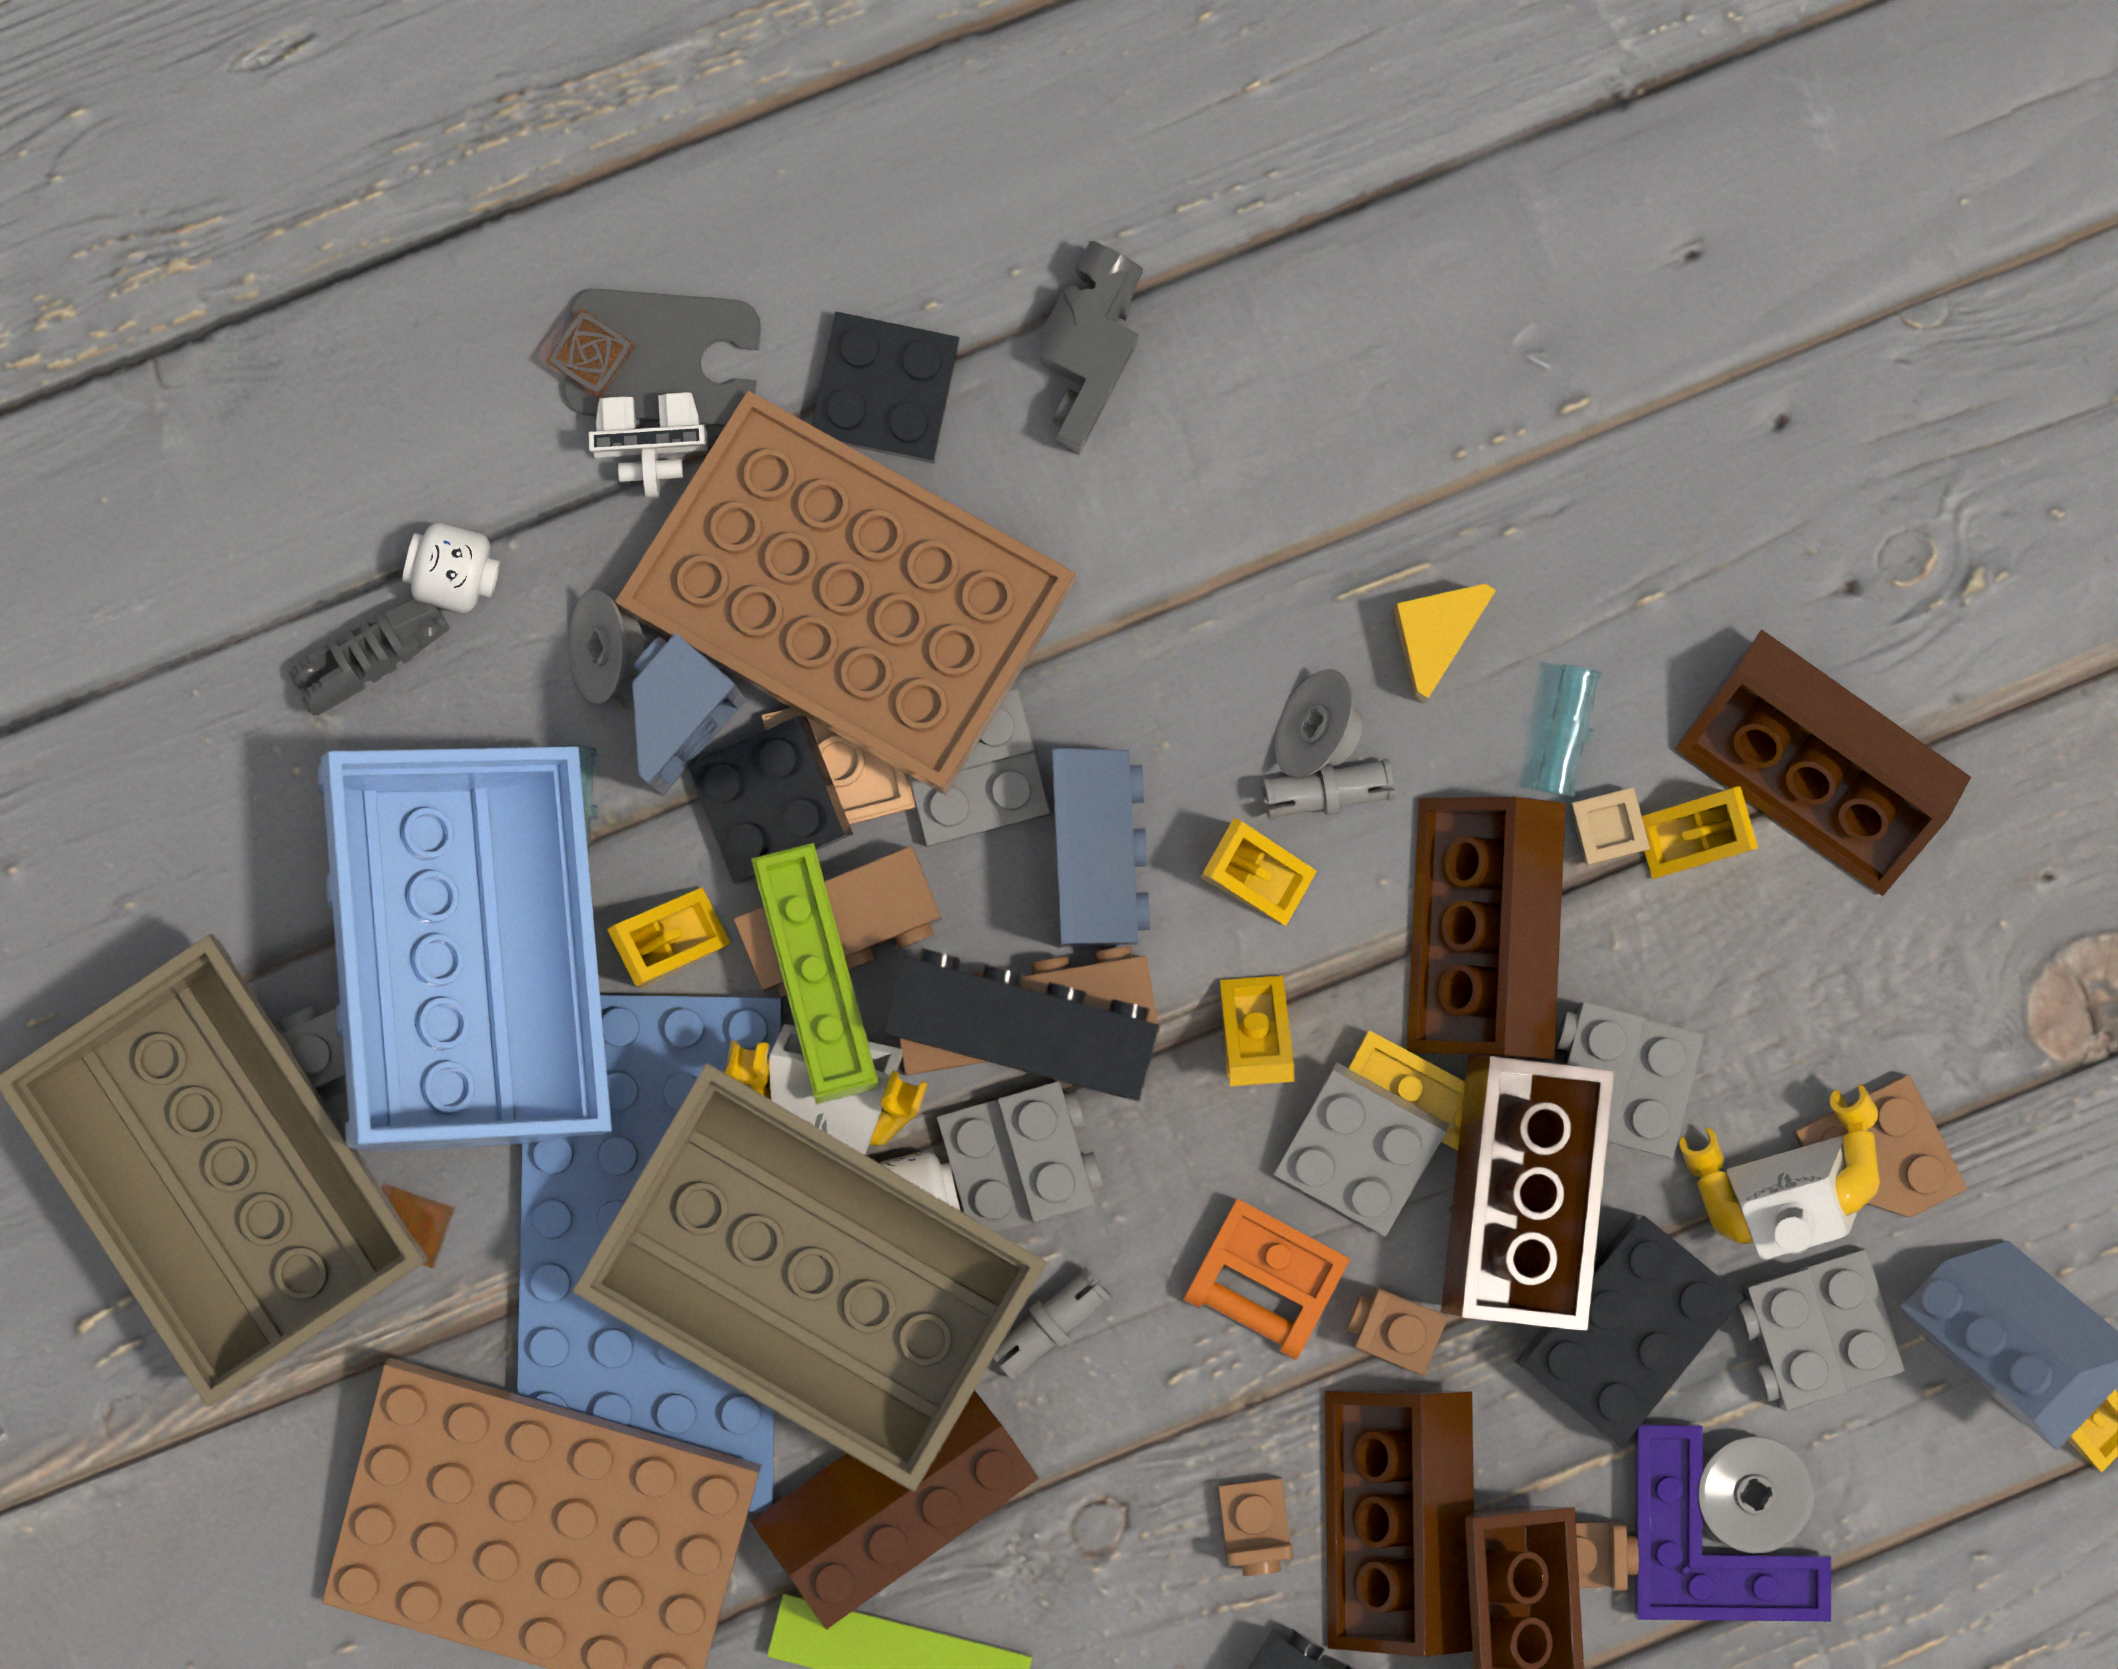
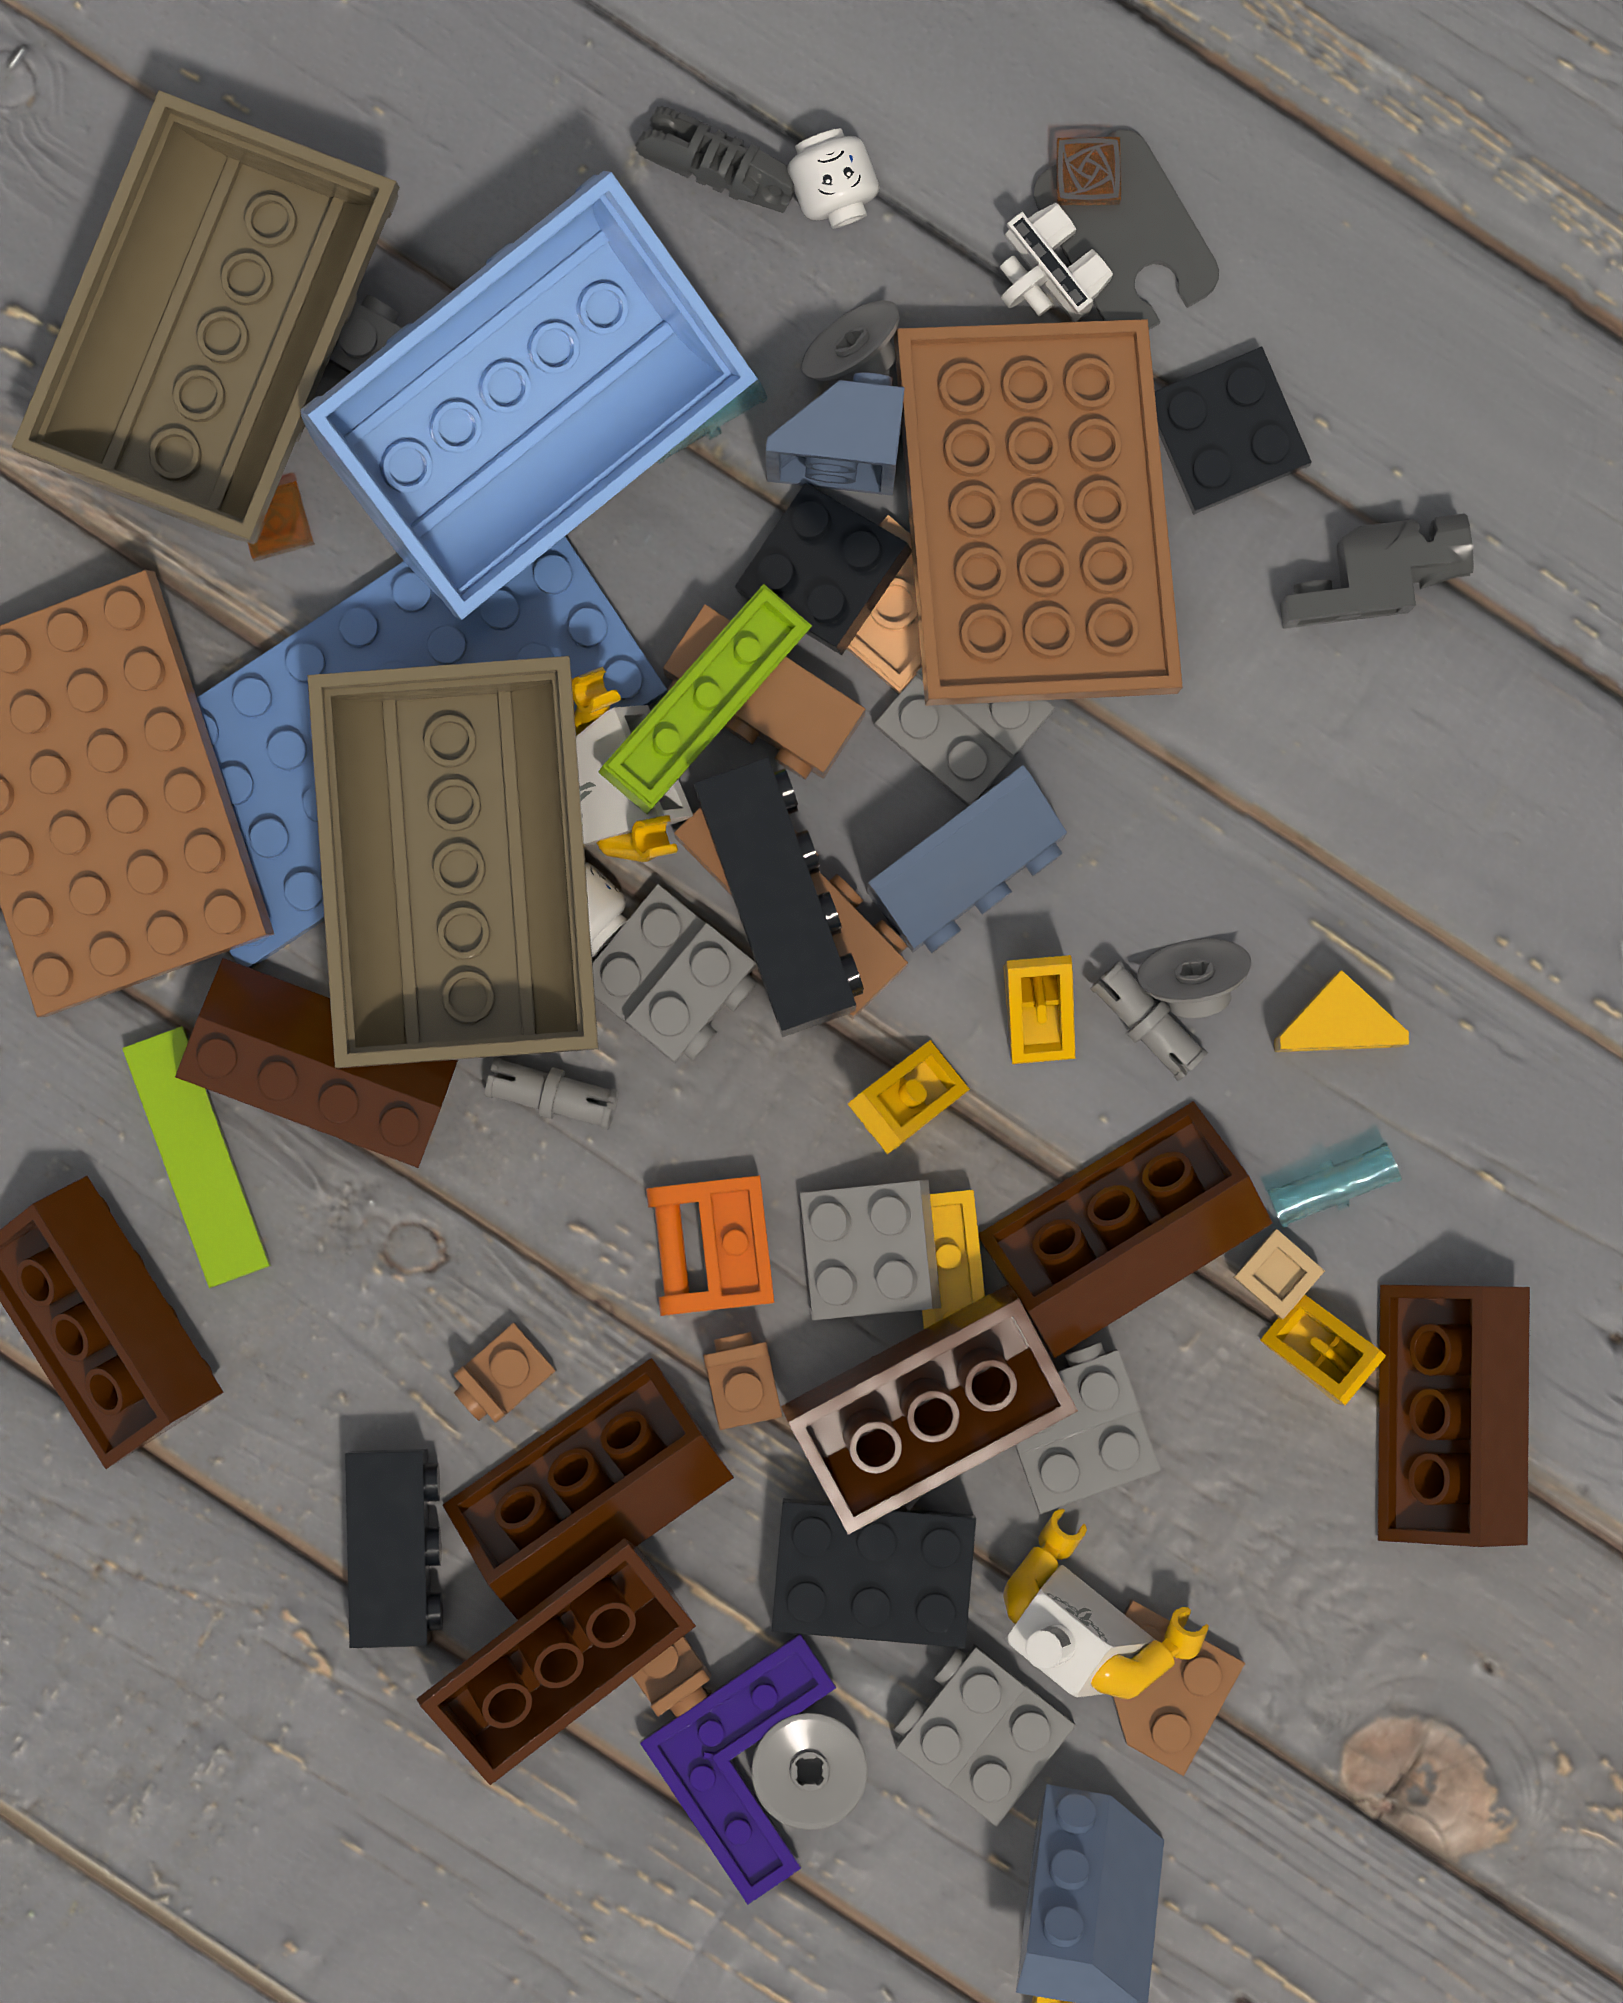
camera: 55 degrees right, 0 degrees up
(668, 937) = (652, 563): yellow slope -> none

